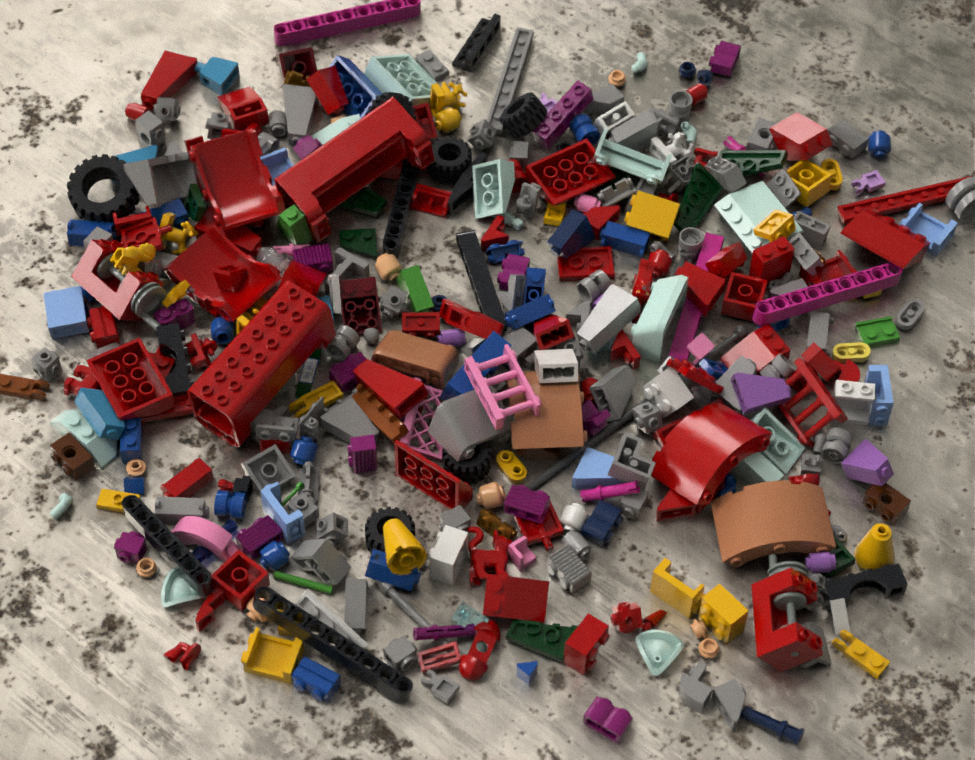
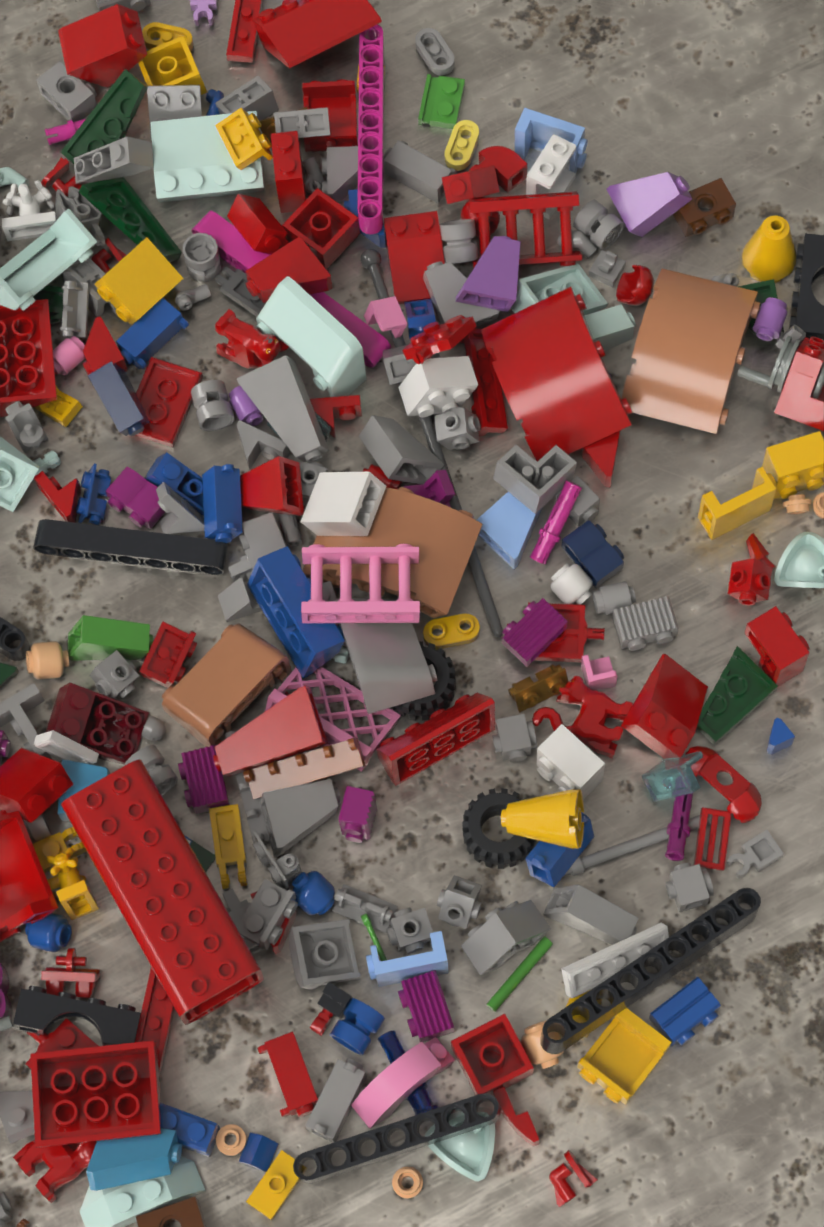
camera: 60 degrees left, 15 degrees up
(130, 547) = (367, 1193): magenta brick -> none
(274, 556) = (466, 997): blue head -> none
(435, 299) = (139, 607): dark blue plate -> none
(452, 337) = (209, 623): medium lavender brick -> none
(468, 320) = (202, 588): red slope -> none
(491, 495) = (491, 674): light nougat head -> none
(663, 262) = (210, 307): red head -> none

